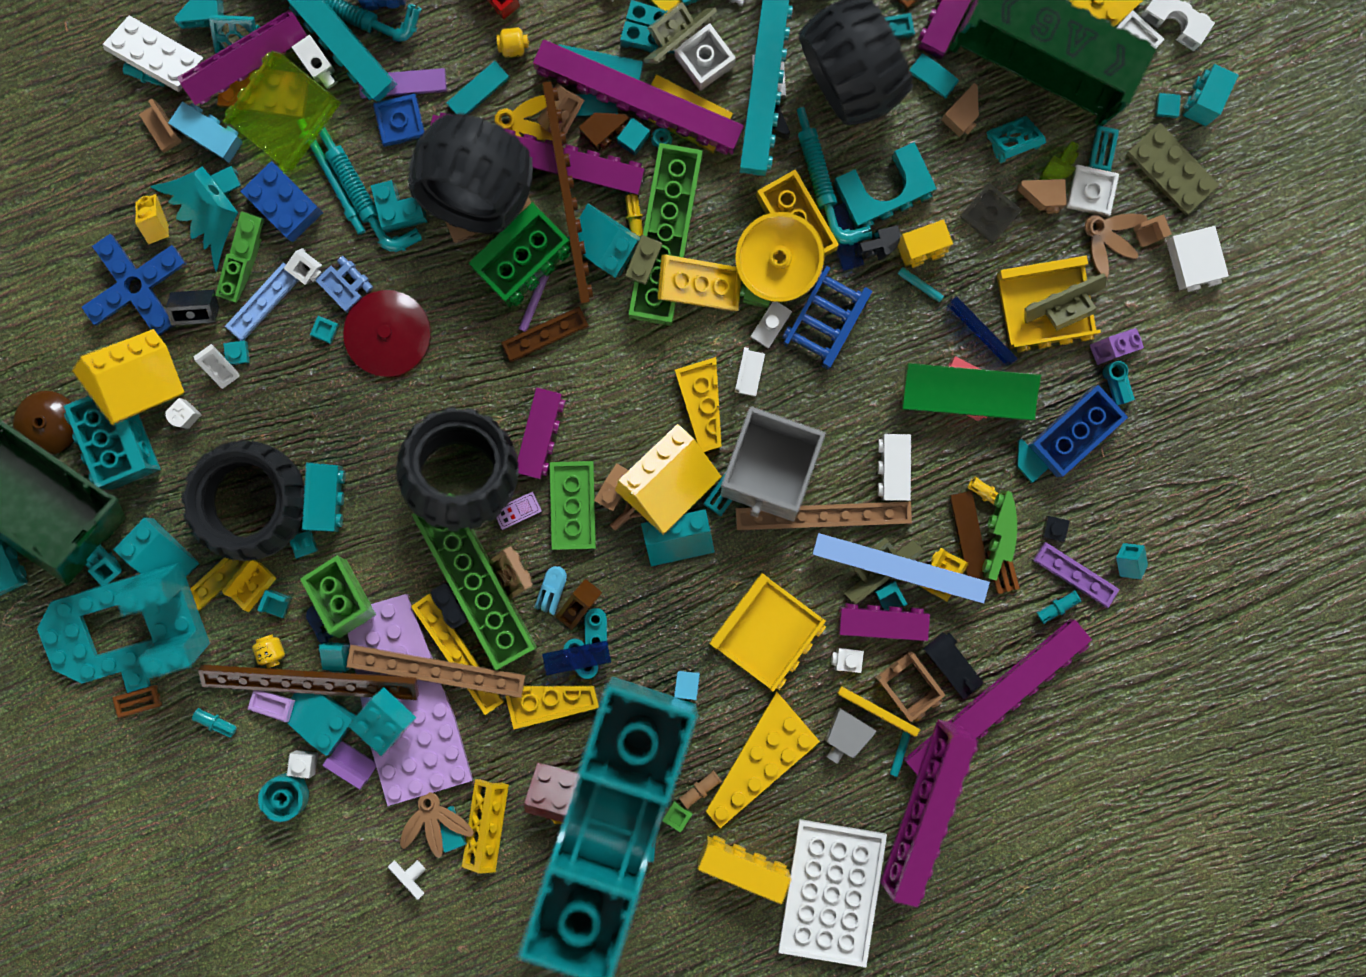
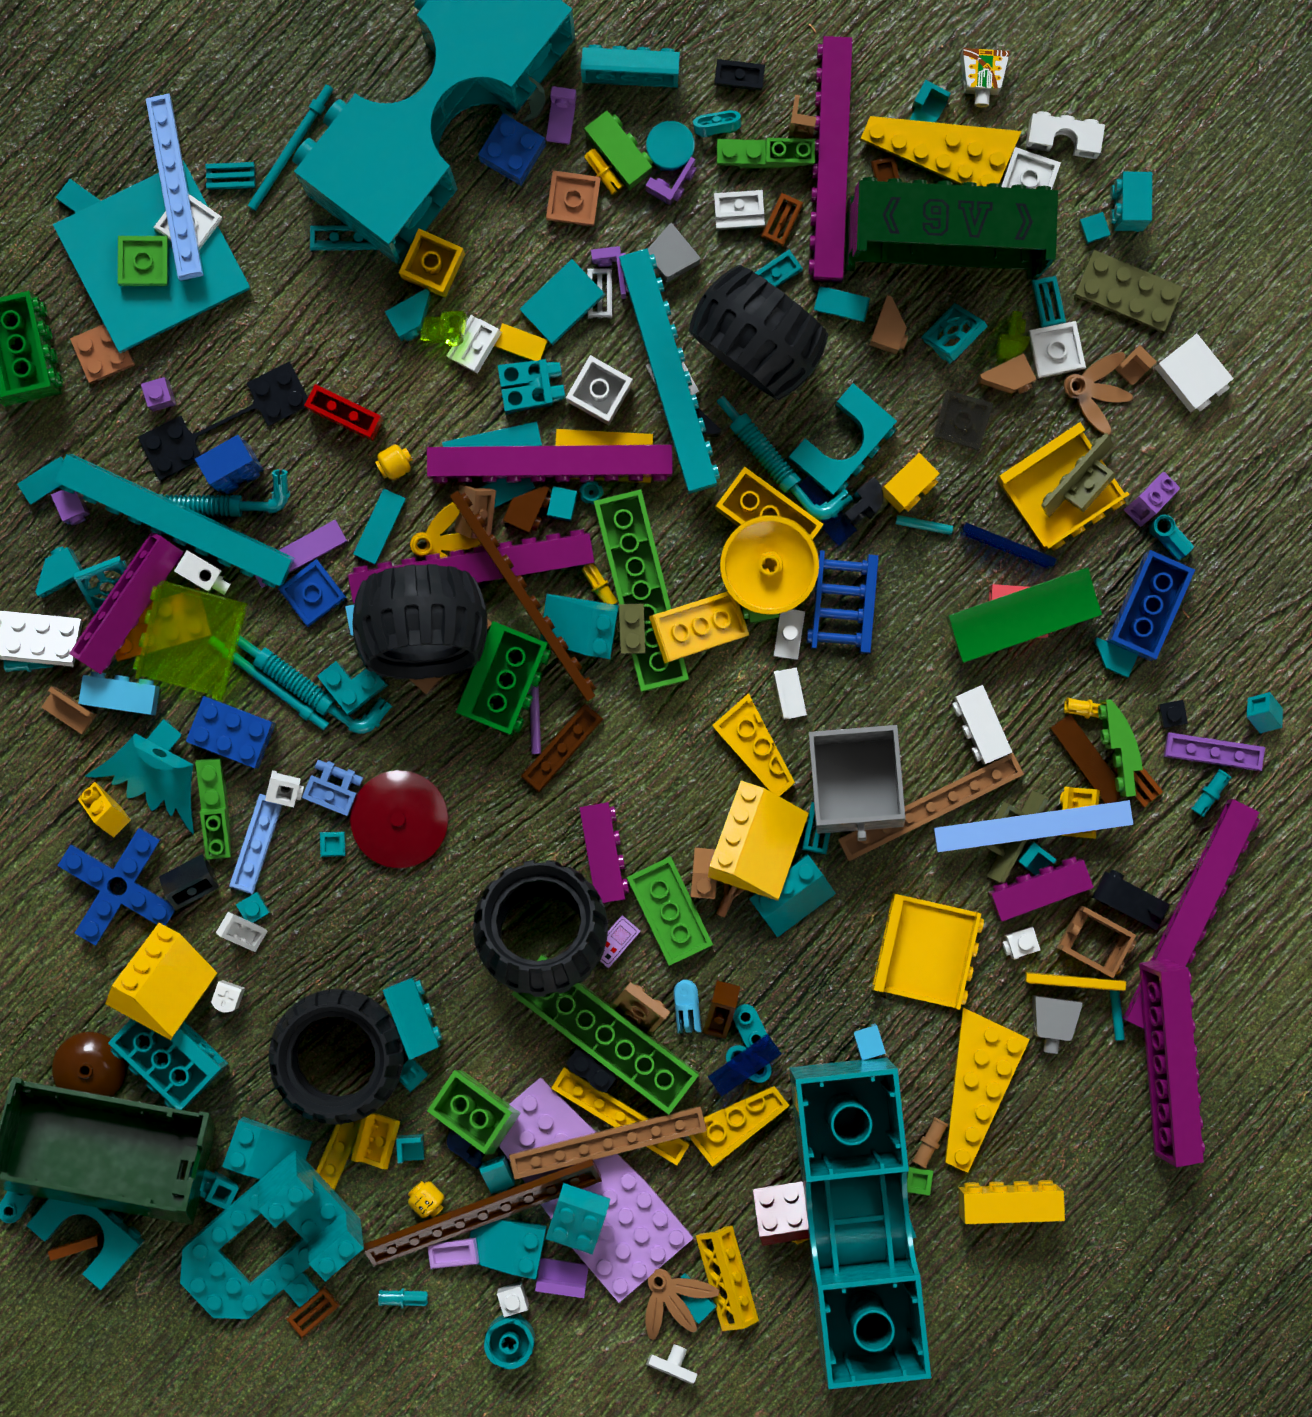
camera: 25 degrees left, 0 degrees up
(673, 28) = (556, 377): olive bracket -> none
(832, 893) = (1111, 1187): white plate -> none

